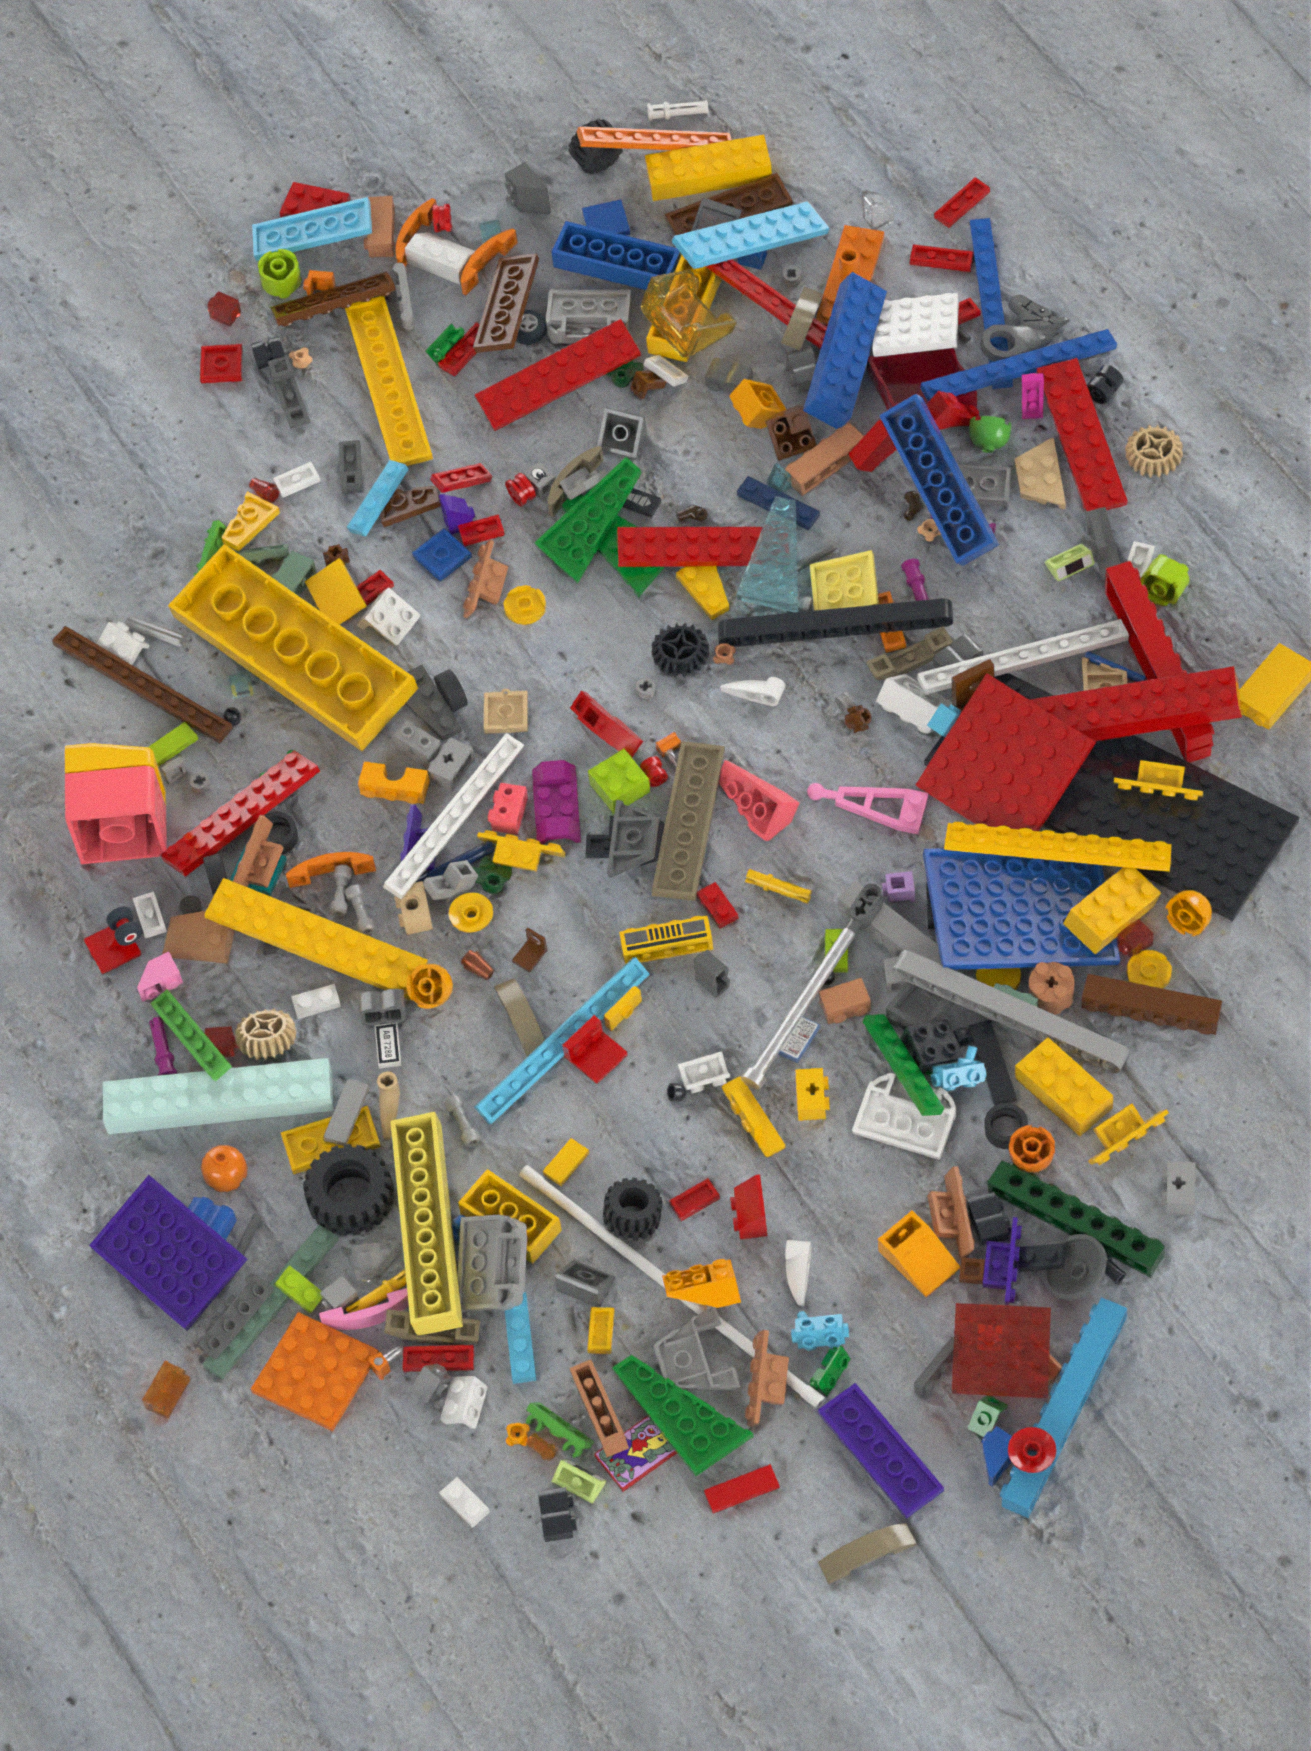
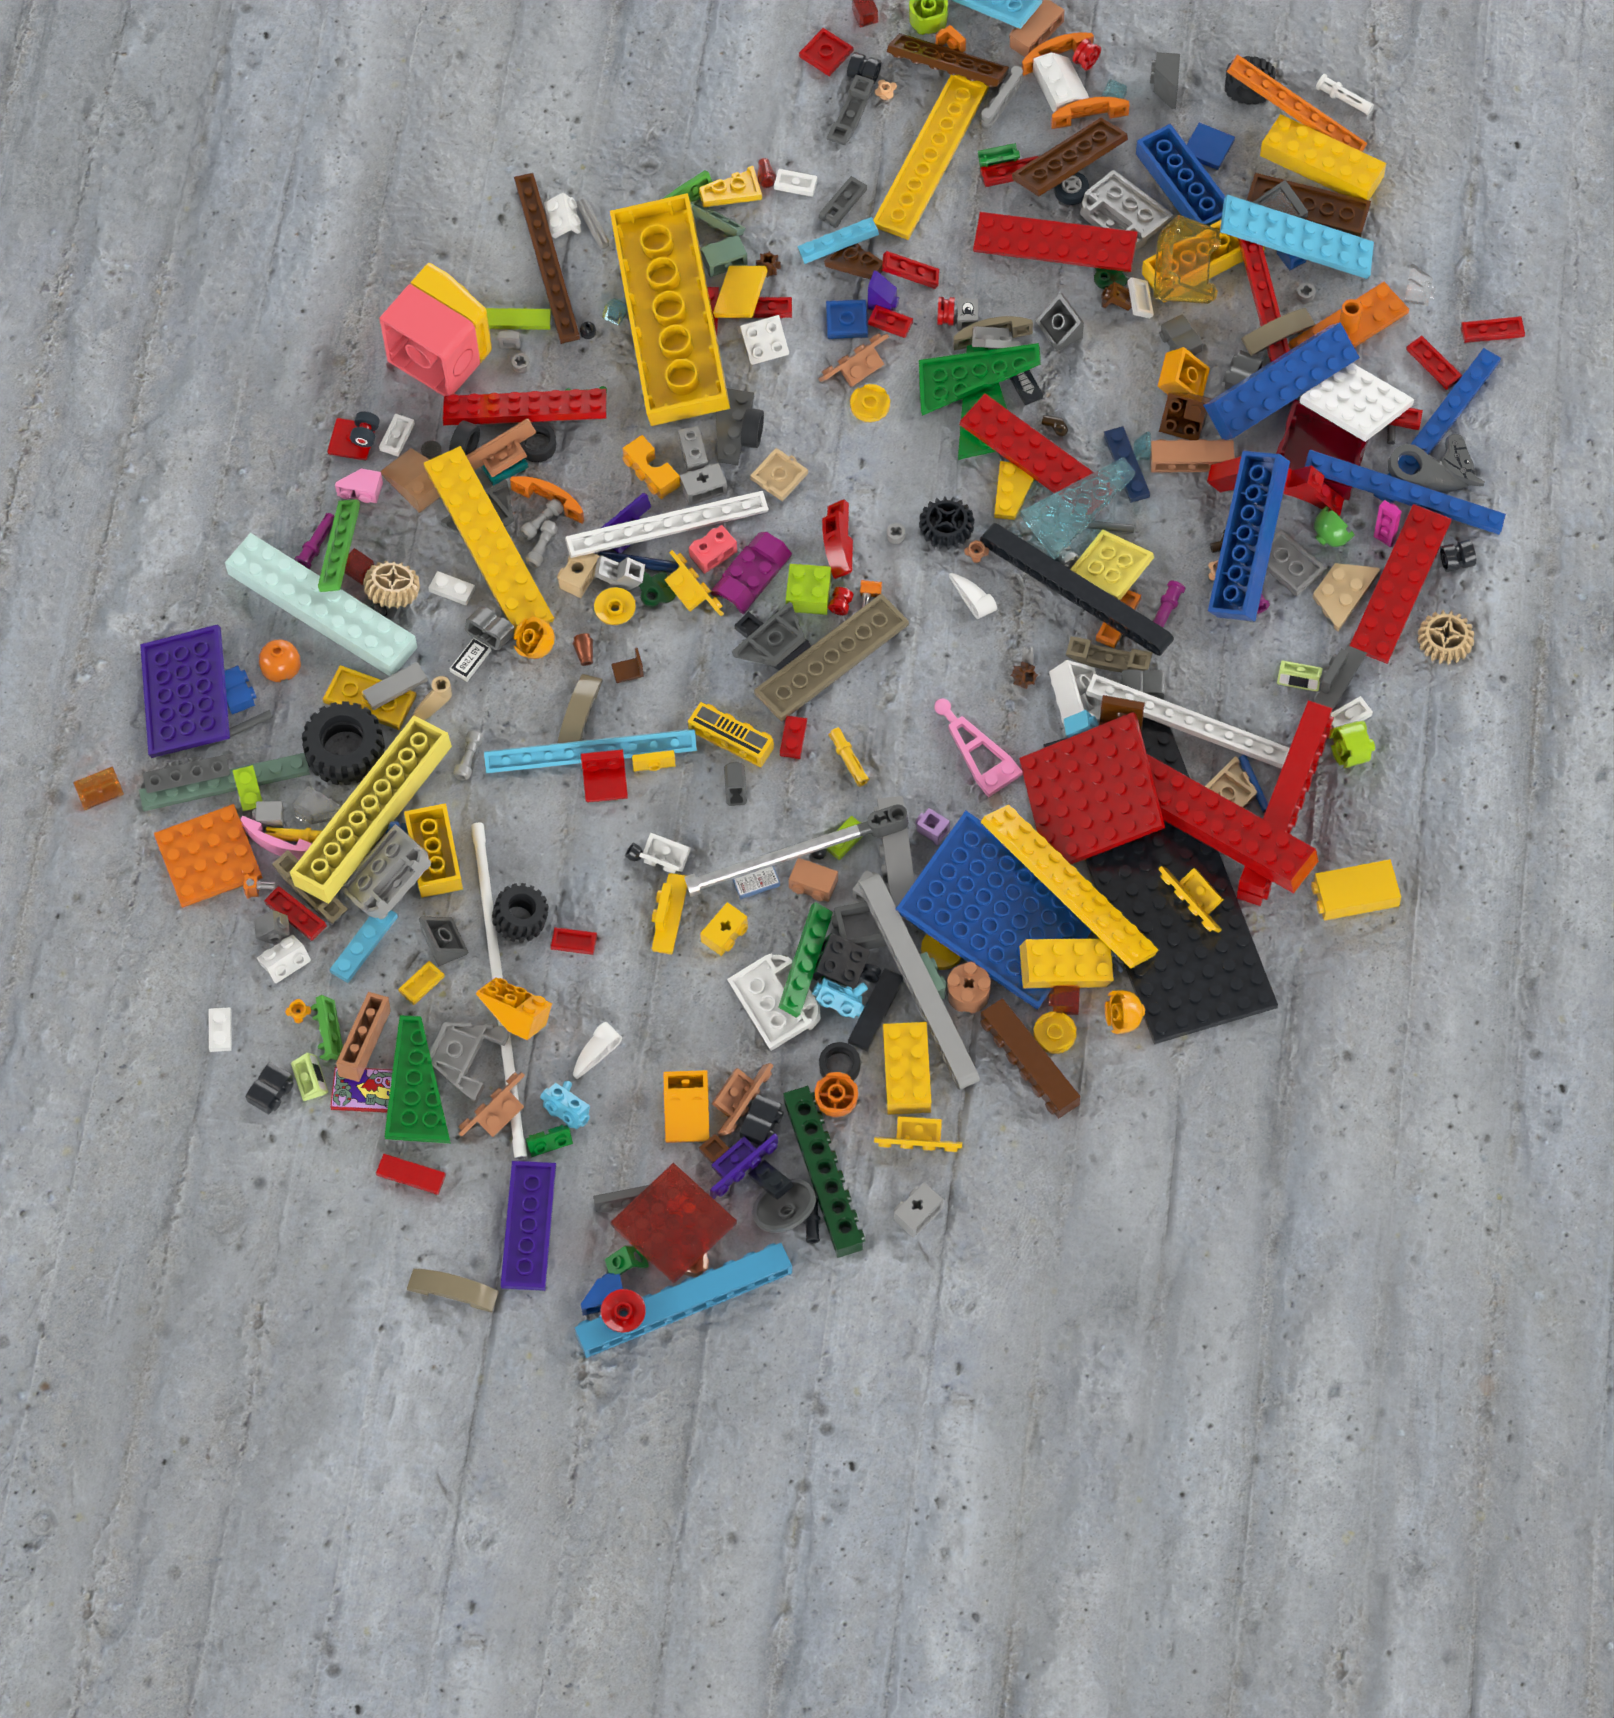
camera: 35 degrees right, 5 degrees up
(542, 1447) = (305, 1033): clear orange pin -> none
(566, 1162) = (511, 842): yellow tile -> none
(749, 1208) = (602, 979): red slope -> none
(761, 803) = (896, 686): coral wedge -> none

